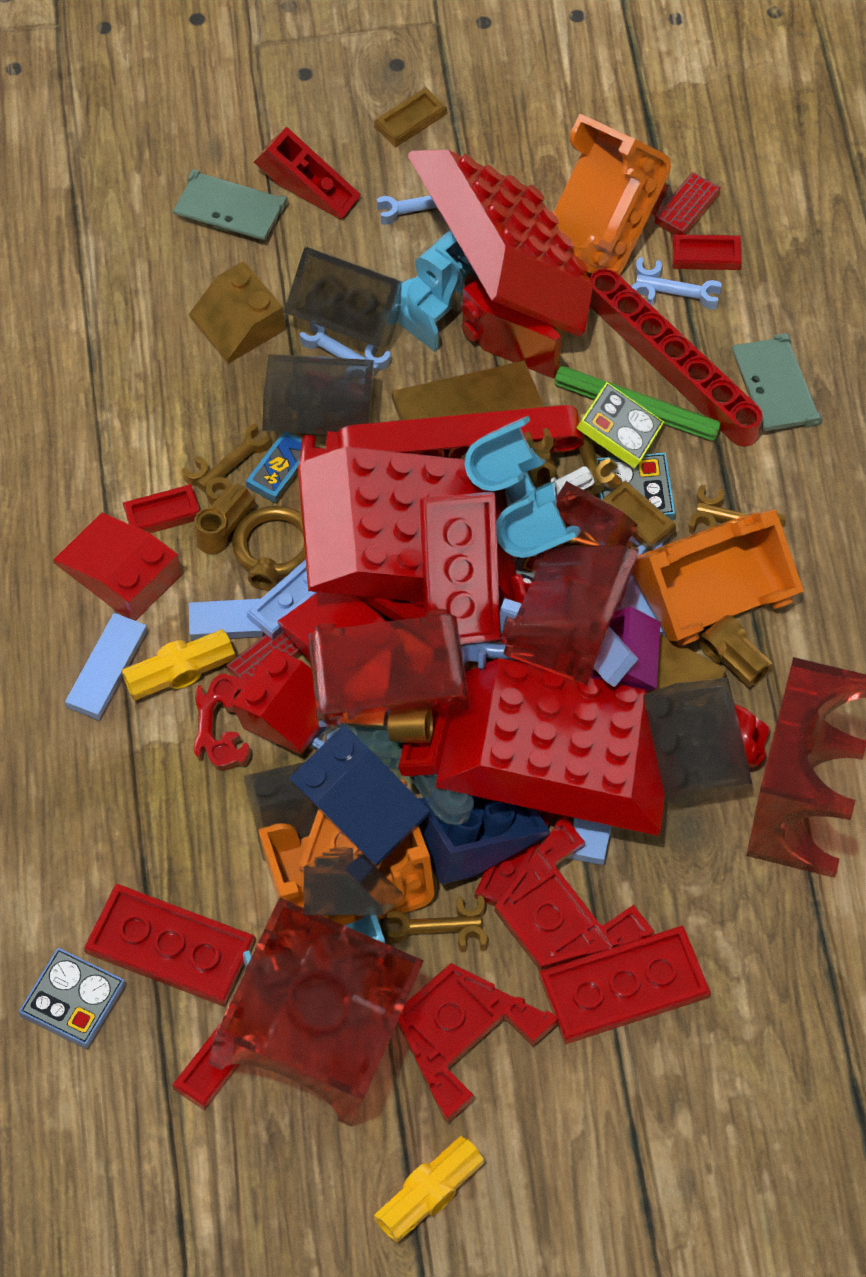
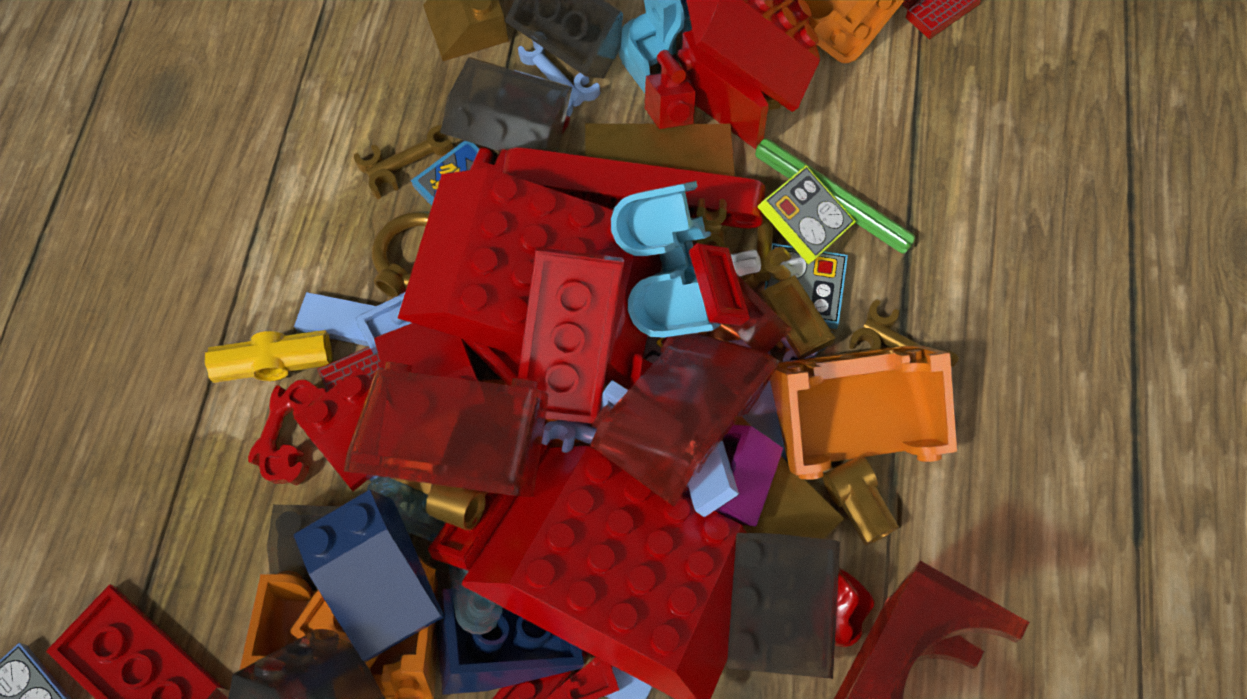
camera: 20 degrees right, 5 degrees up
(103, 668) = (211, 327): light blue tile -> none
(120, 564) = (257, 238): red slope -> none
(162, 509) = (321, 190): red tile -> none
(222, 517) = (371, 213): pearl gold piece -> none
(462, 347) = (669, 94): none -> red brick
(568, 499) = (719, 284): none -> red tile
(649, 281) = (884, 74): light blue bar -> none
(678, 371) = (854, 108): red beam -> none
(706, 252) = (951, 57): red tile -> none
(780, 384) = (991, 219): sand green door -> none

